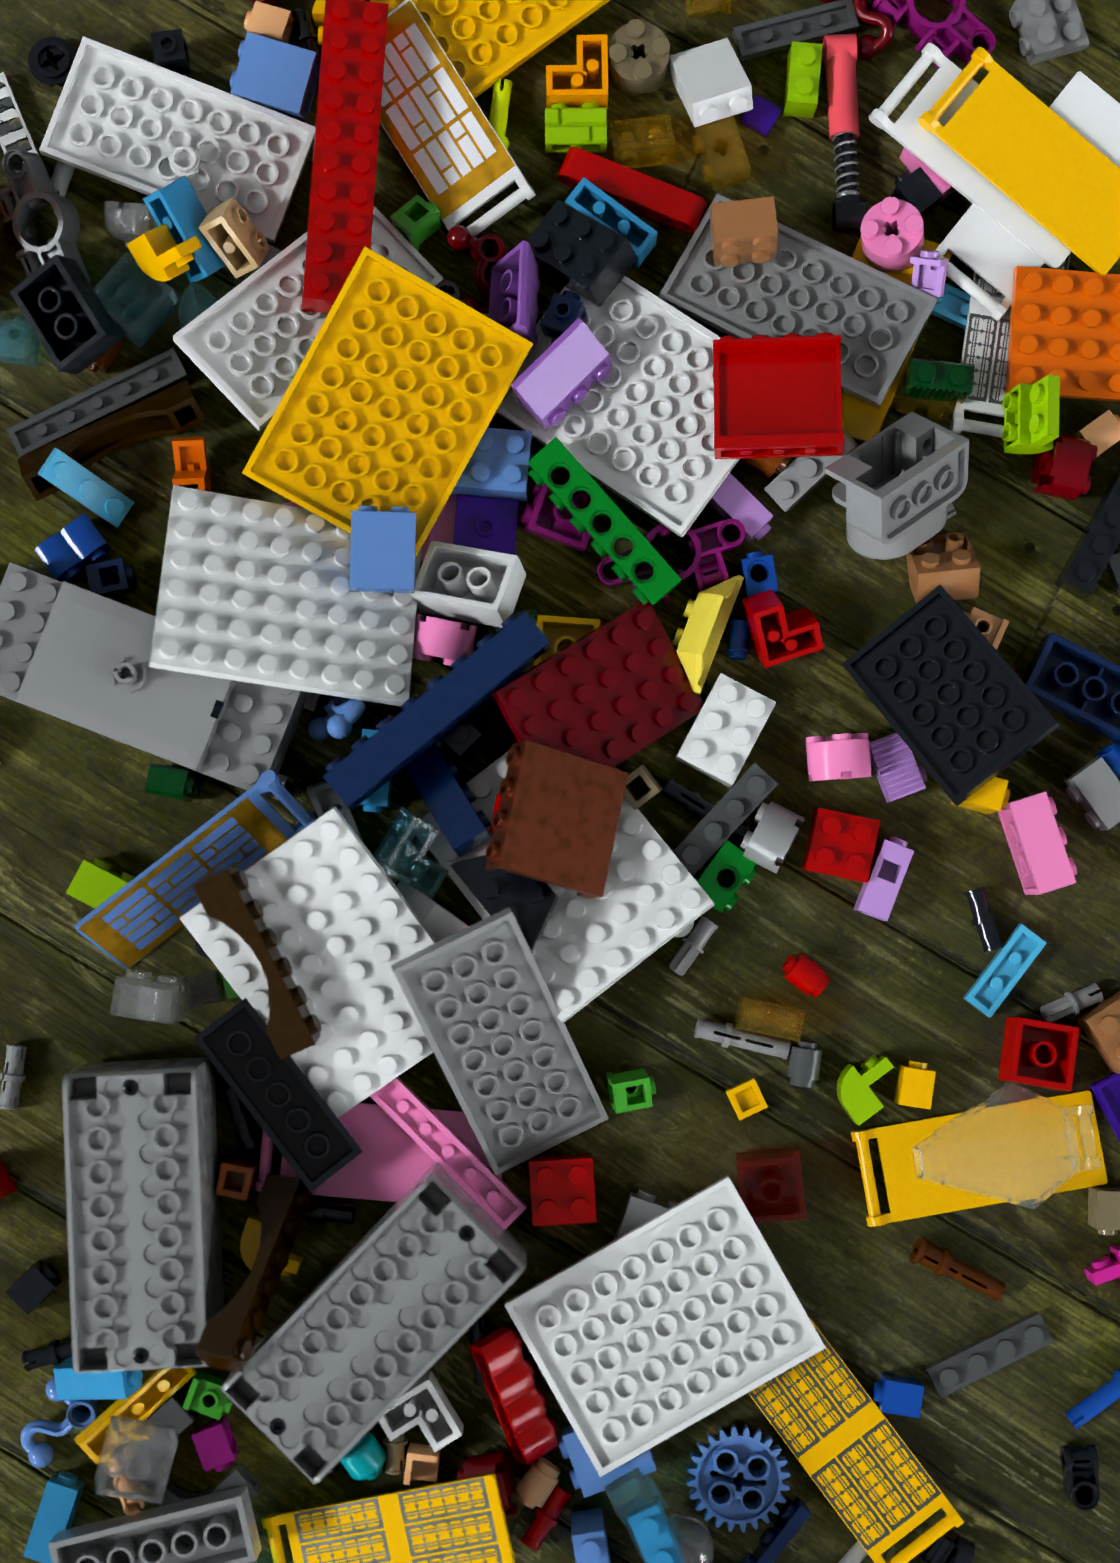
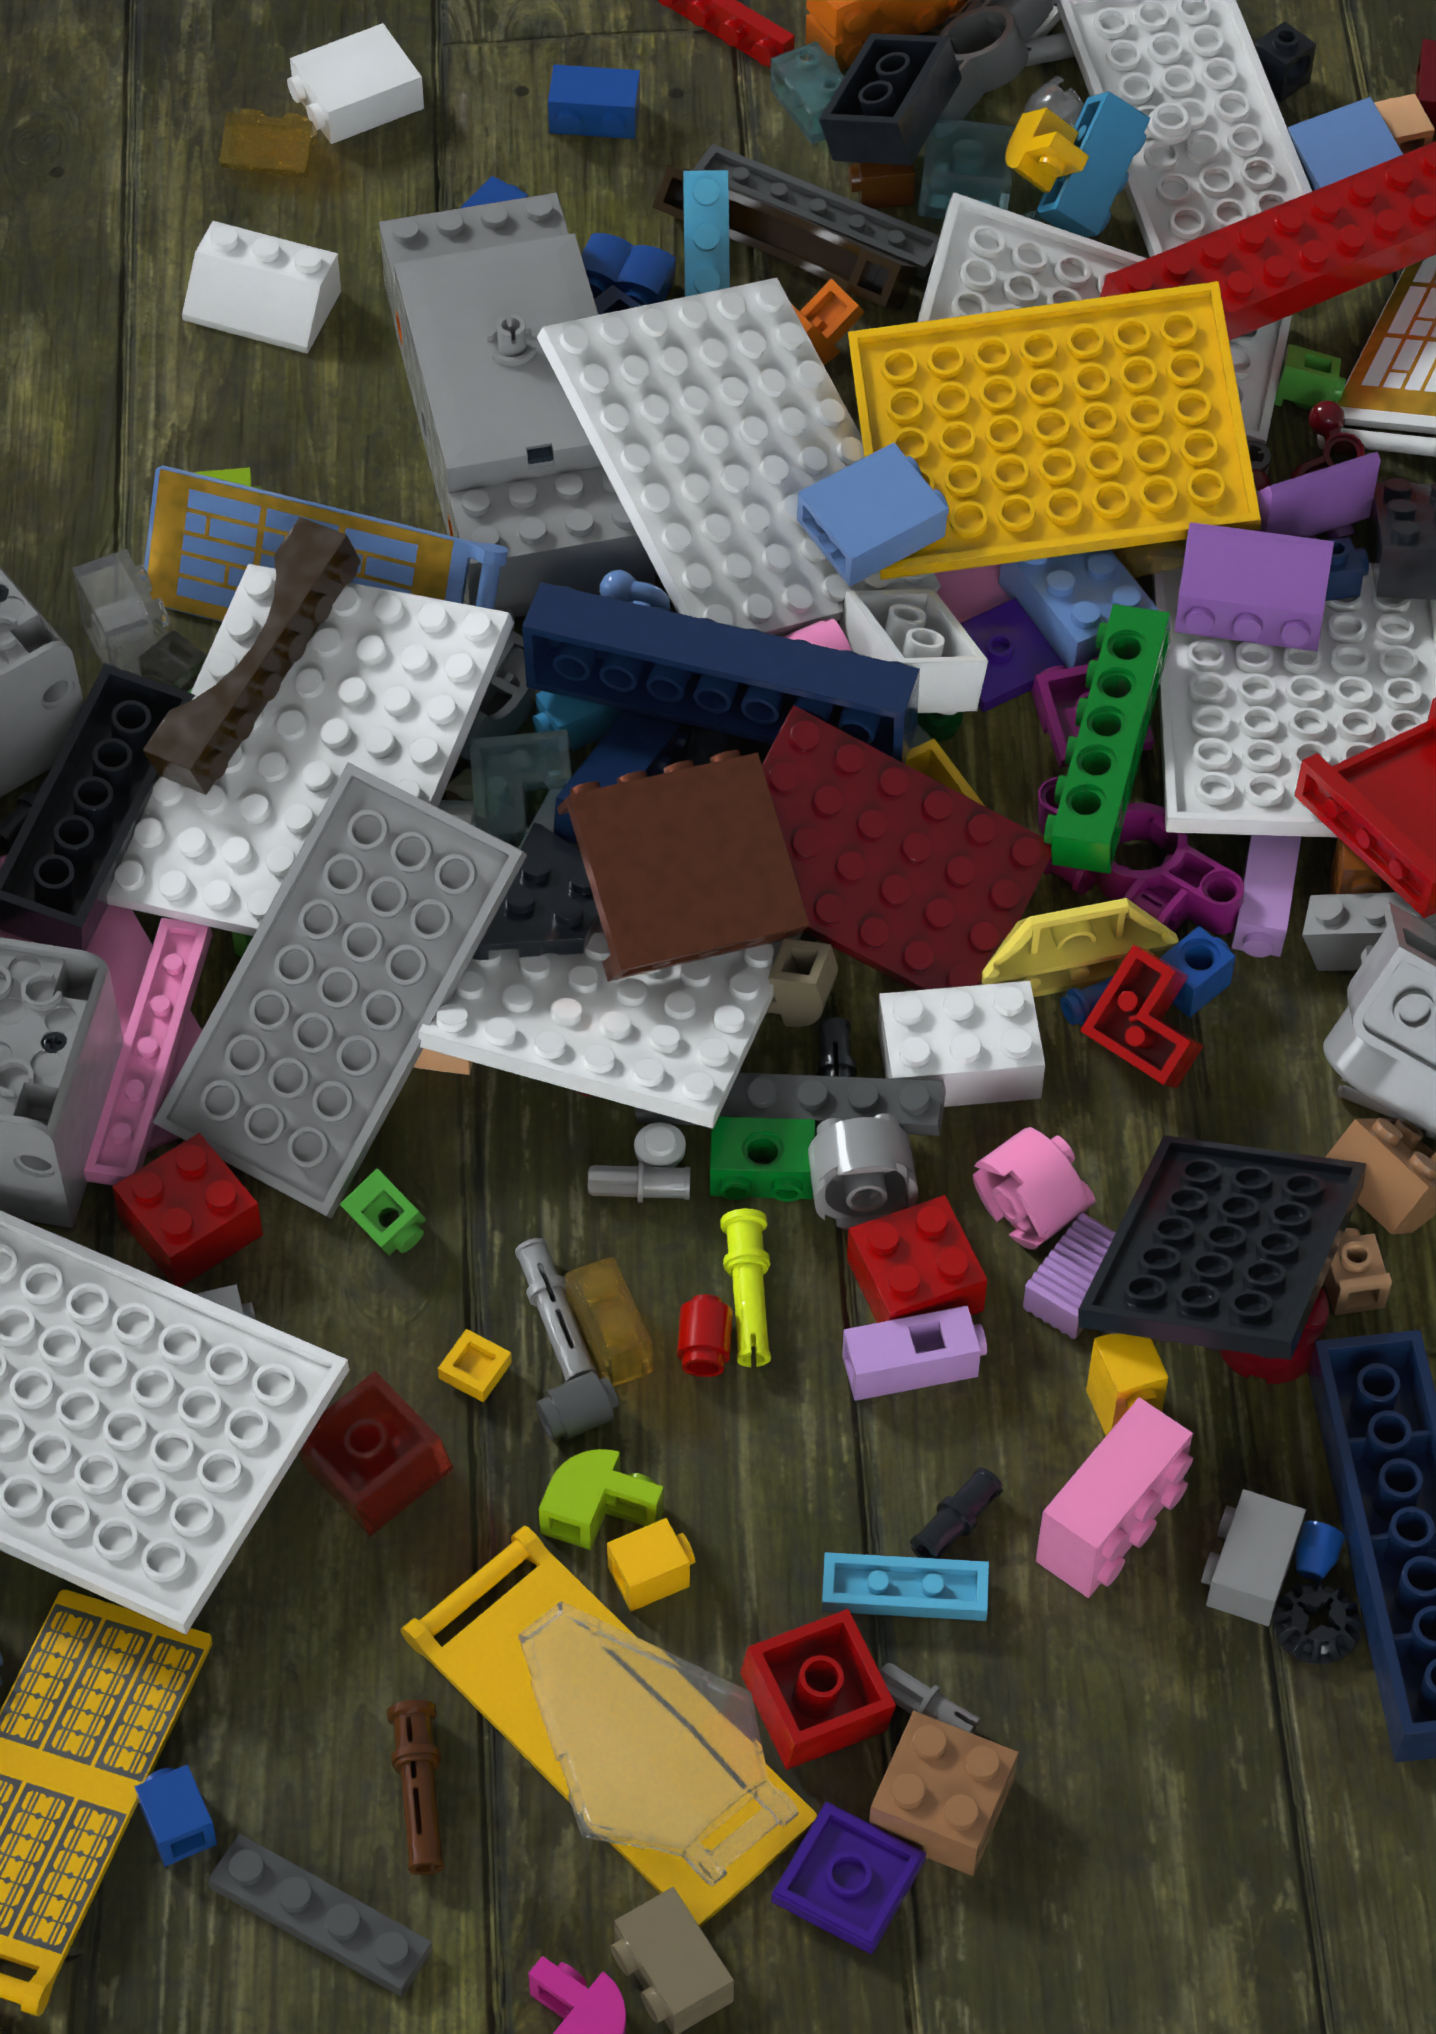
camera: 60 degrees right, 30 degrees down
(173, 782) = (413, 491): dark green brick -> none
(234, 237) = (1125, 206): tan brick -> none
(778, 926) = (747, 1265): none -> neon yellow pin

